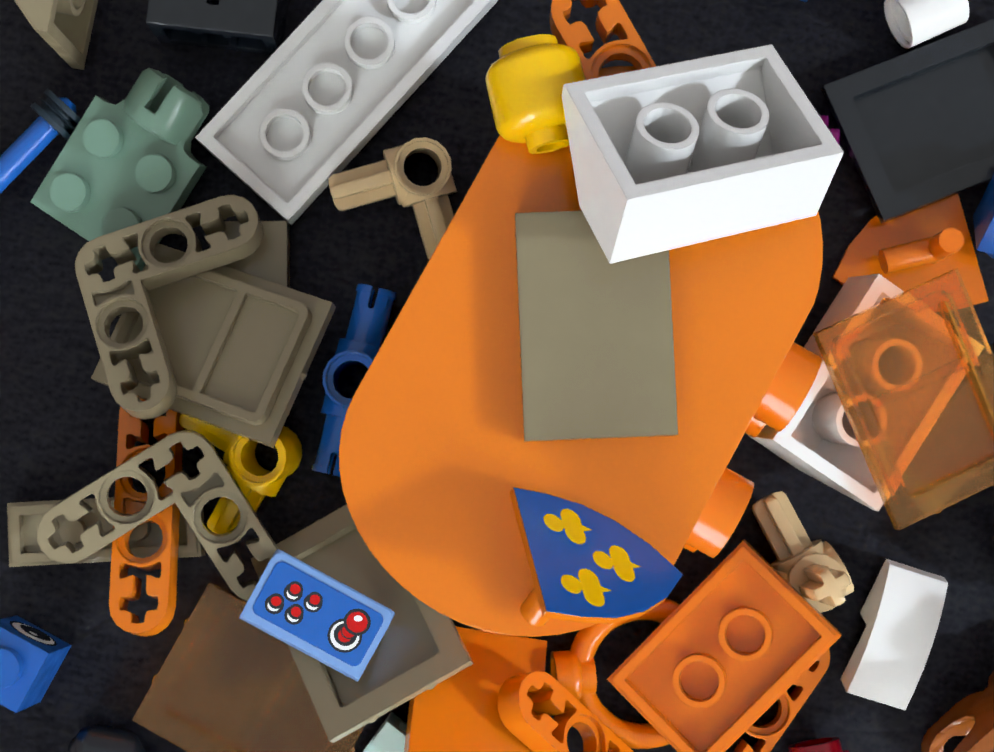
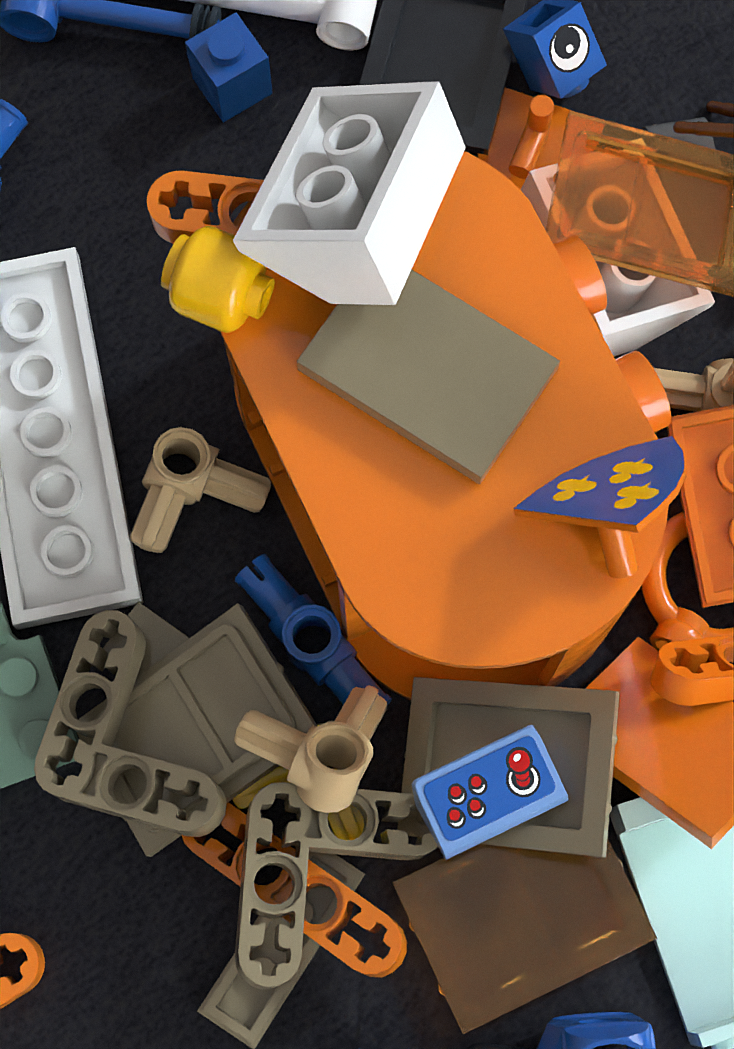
camera: 50 degrees left, 10 degrees down
(272, 469) = (336, 744): none -> tan axle

